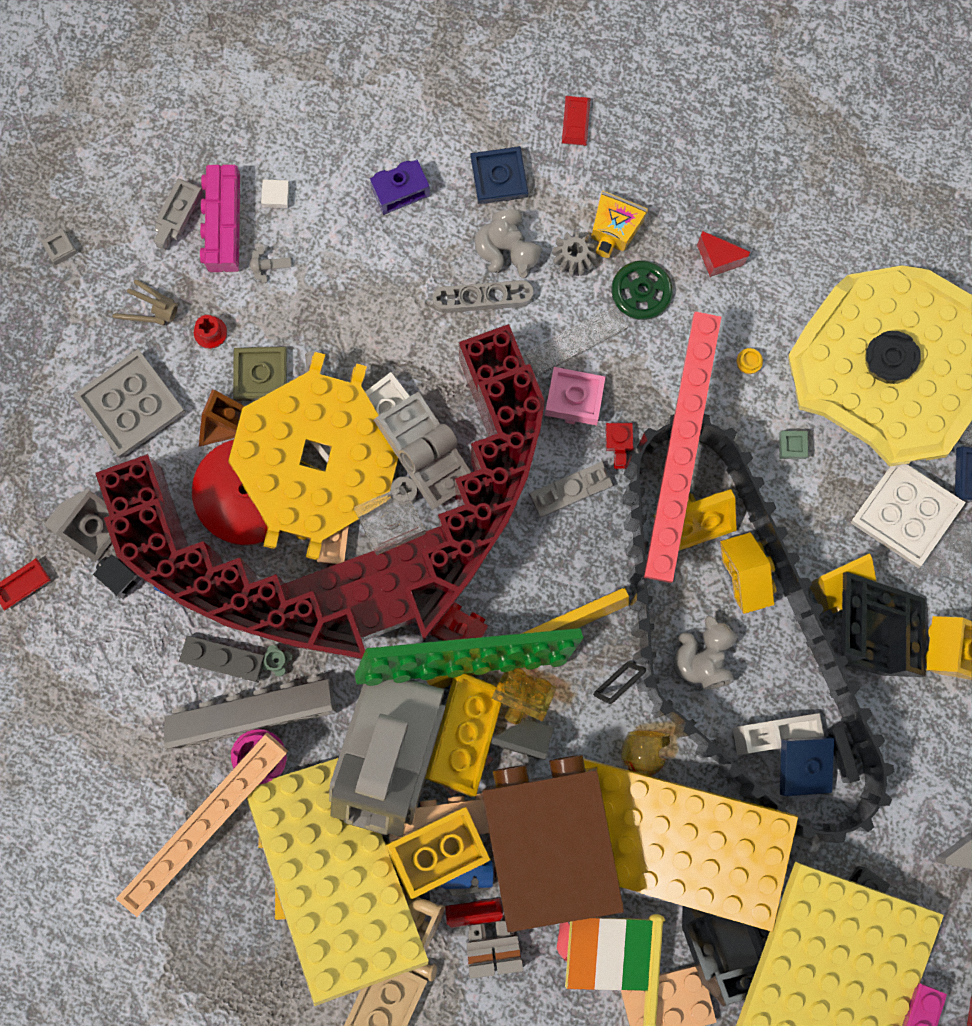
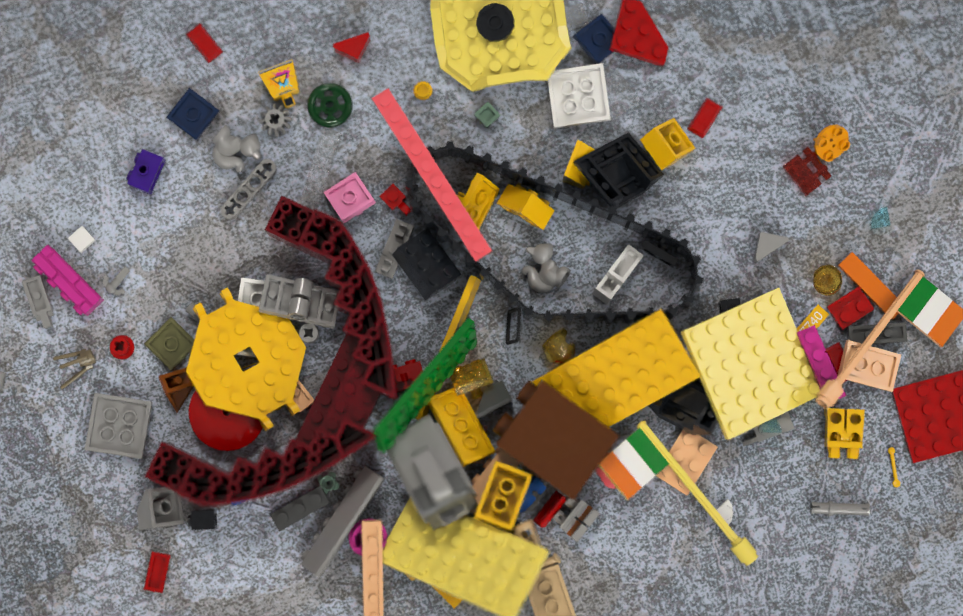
camera: 40 degrees left, 5 degrees up
(389, 520) = (317, 355): clear tile -> none
(589, 534) = (426, 264): none -> black brick
(806, 766) = (646, 277): dark blue plate -> none
(952, 983) = (815, 318): none -> yellow sticker

